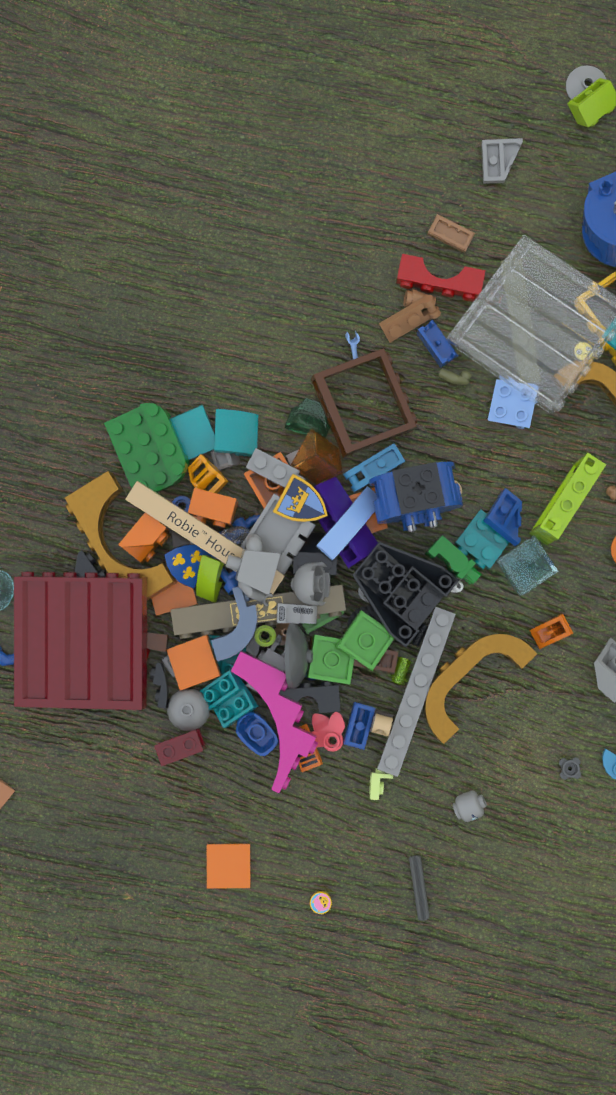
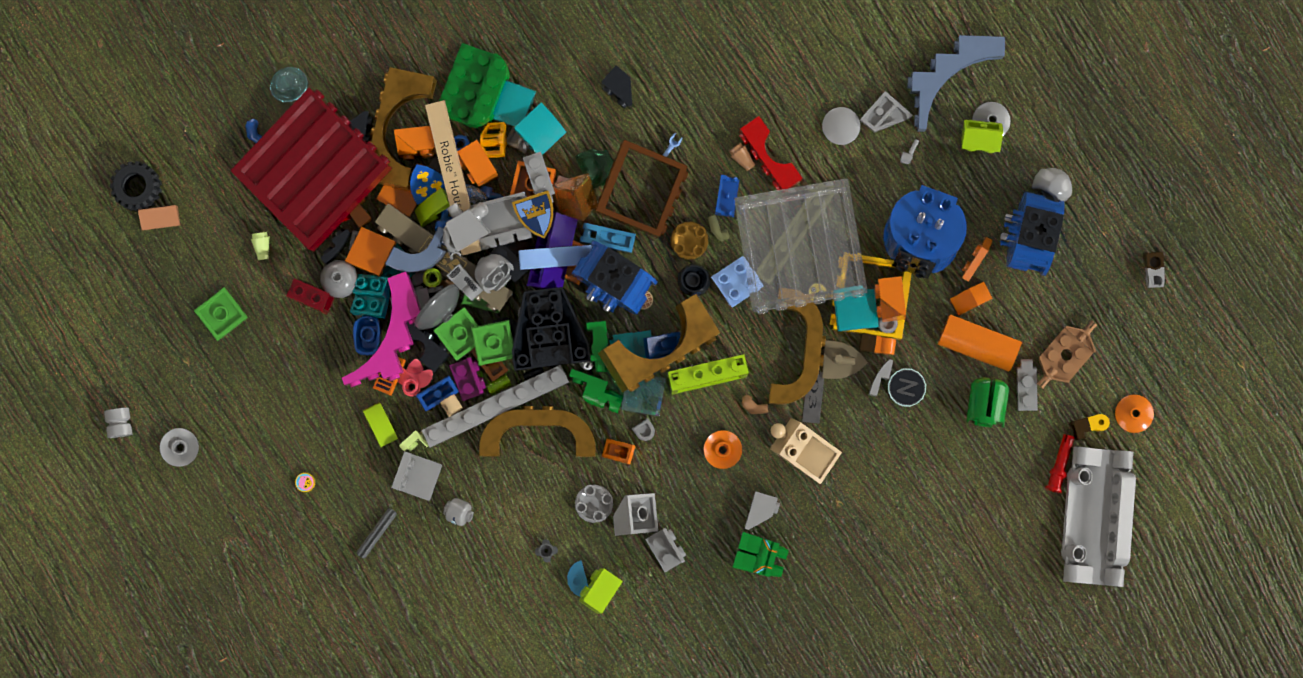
camera: 40 degrees right, 0 degrees up
(97, 742) = (261, 245): none -> yellowish green cone
(118, 831) = (221, 314): none -> bright green tile
(120, 1003) = (118, 422): none -> light grey wheel
(187, 985) = (169, 445): none -> light grey dish
(228, 865) = (269, 402): orange tile -> none
(265, 336) = (619, 85): none -> black slope
(336, 796) = (380, 424): none -> lime slope
(371, 690) = (467, 378): none -> magenta bracket
(408, 809) = (417, 476): none -> light grey bracket
(410, 318) = (724, 162): medium nougat plate -> none
(441, 407) = (689, 240): none -> pearl gold dish
(451, 233) = (805, 133): medium nougat plate -> none
(473, 201) = (841, 126): none -> light grey dish
(475, 436) = (693, 280): none -> black hat
(487, 601) = (595, 391): none -> green plate
(511, 103) = (927, 84): none -> sand blue arch
(519, 474) = (631, 369): none -> pearl gold arch
(550, 176) = (907, 157): none -> light grey hand
(553, 594) = (644, 430): none -> light grey tile
(571, 693) = (594, 503): none -> light grey dish

